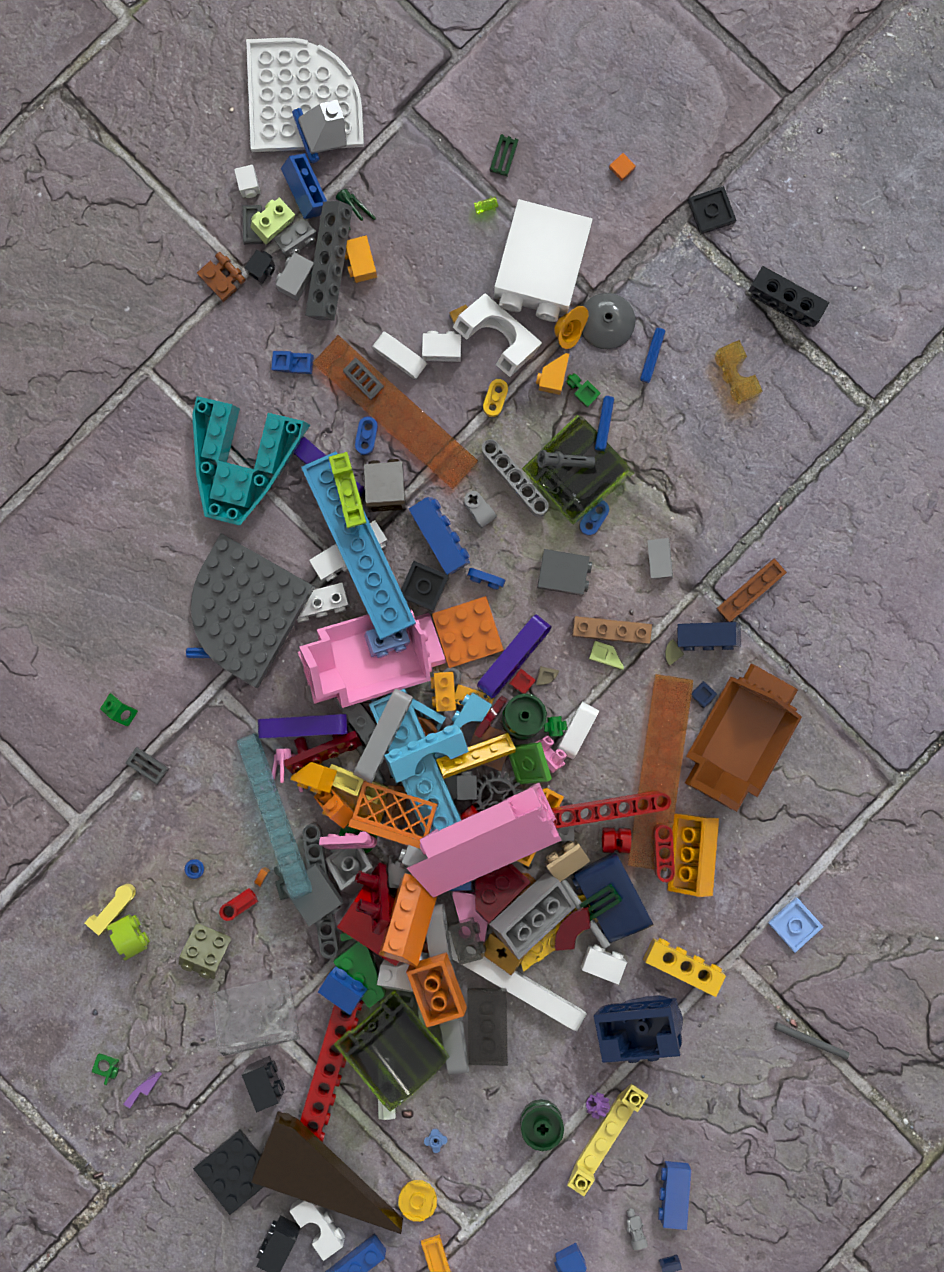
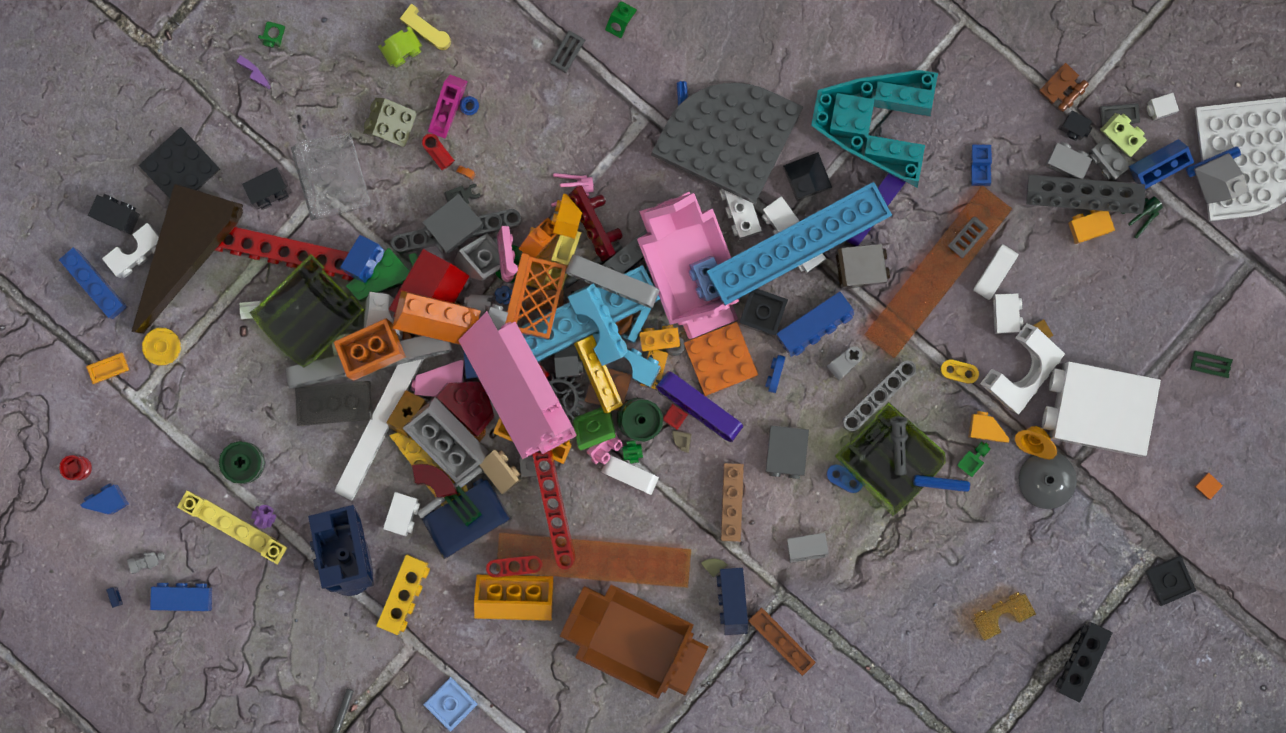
camera: 90 degrees right, 0 degrees up
(192, 891) = (447, 105): none -> dark pink slope
(274, 816) = (527, 180): clear light blue beam -> none
(291, 534) = (807, 176): none -> black slope
(302, 726) = (616, 201): dark purple beam -> none
(347, 490) = (852, 229): lime slope -> none
(366, 436) = (911, 243): blue plate -> none
(379, 905) = (447, 288): dark red plate -> none
(385, 850) = (499, 298): none -> blue plate
(435, 1134) = (226, 359): medium blue plate -> none
(462, 941) = (416, 371): clear smoke brick -> none
(486, 205) = (1157, 349): clear neon green pin -> none
(493, 713) = (640, 388): dark red tile -> none
(605, 654) = (707, 498): yellowish green tile -> none
(609, 838) = (520, 513): red wheel -> none
(652, 355) = (1015, 528): blue axle -> none
(703, 694) = (674, 599): dark blue tile -> none

